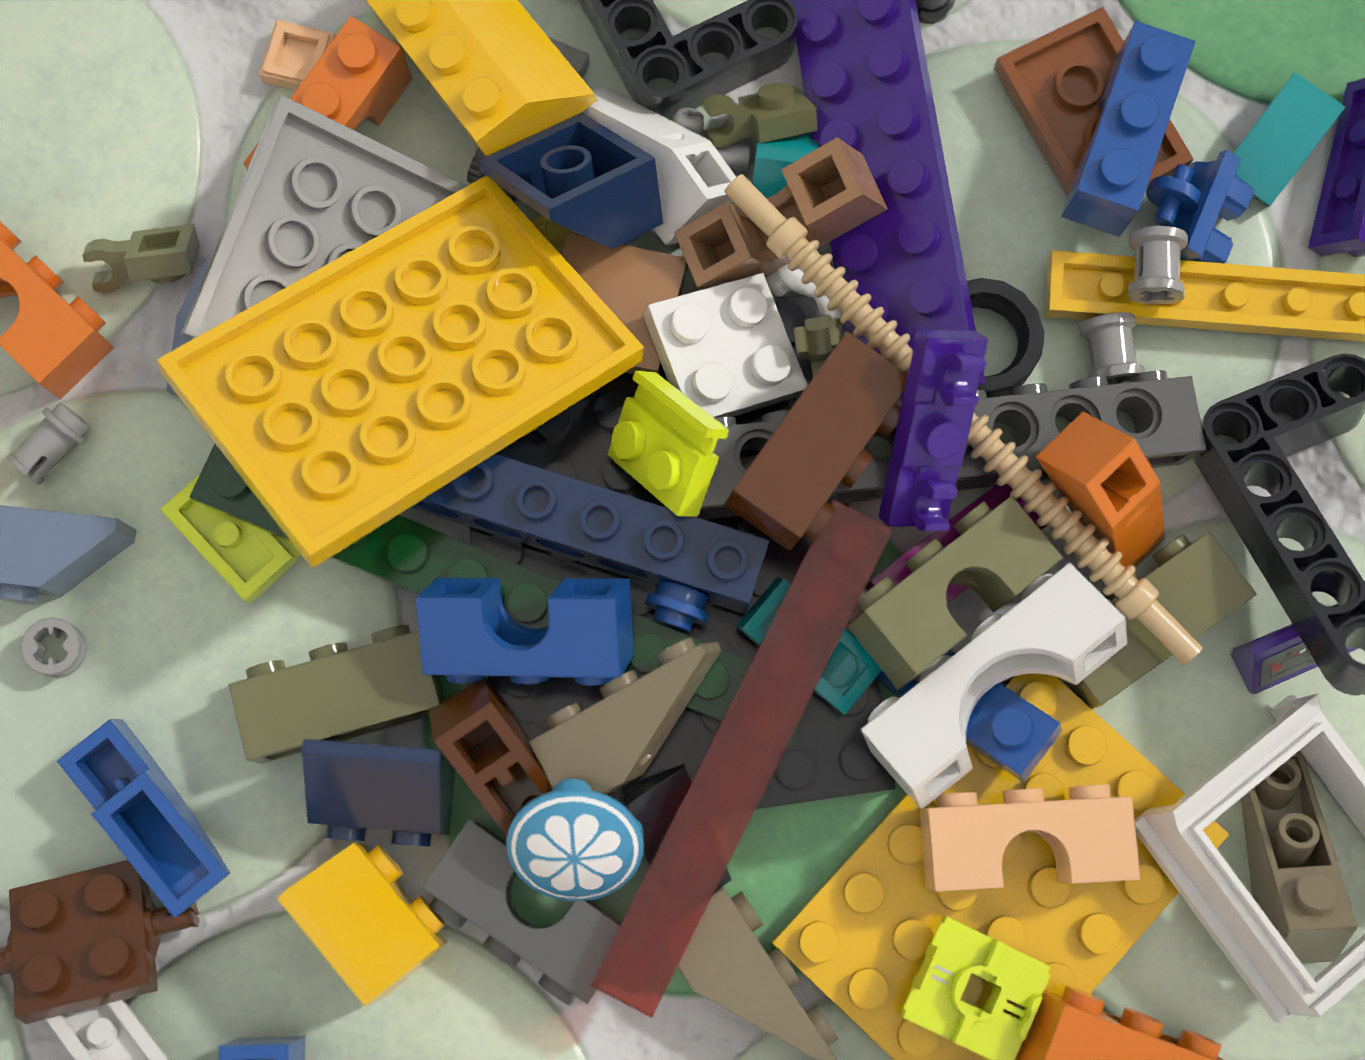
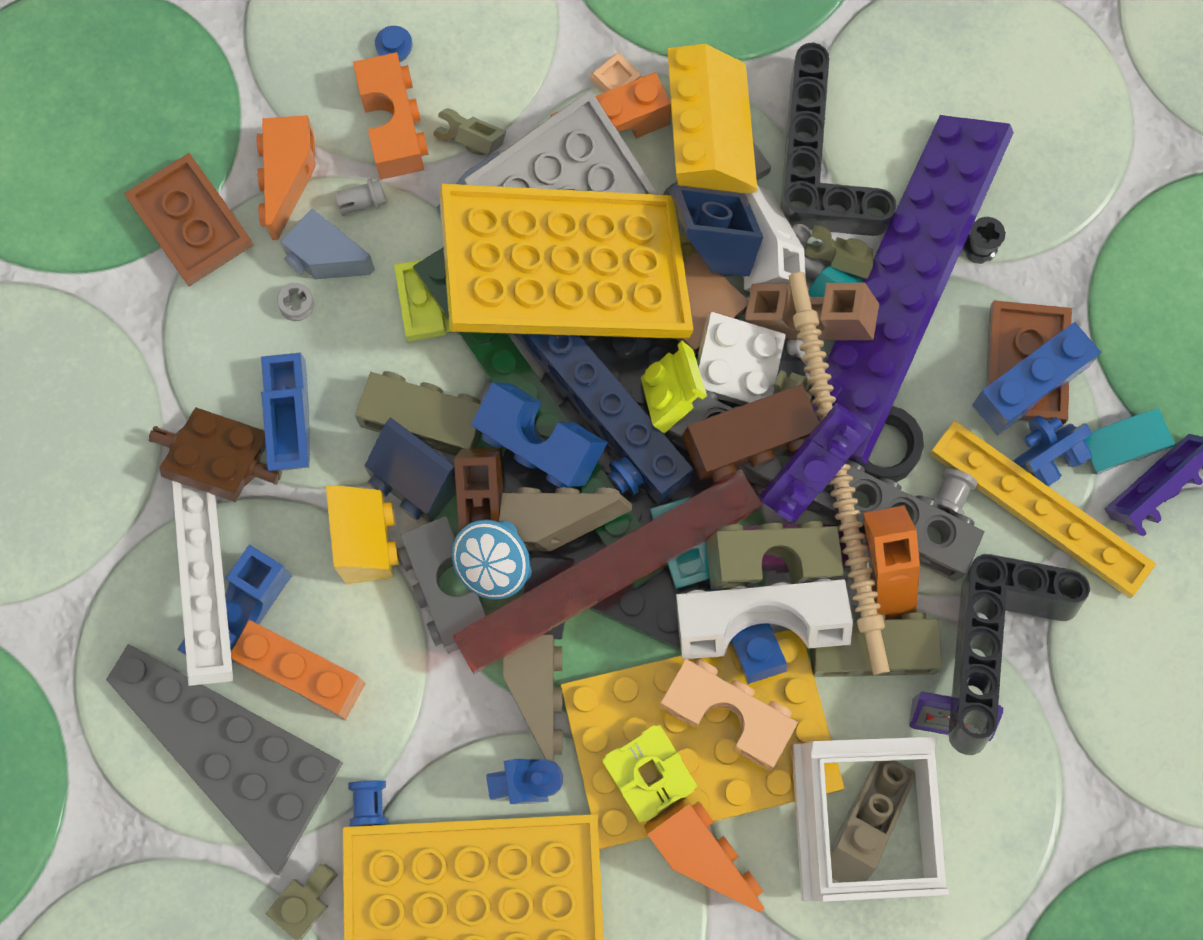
camera: 35 degrees right, 5 degrees down
(1157, 265) = (1004, 461): light grey bush -> none

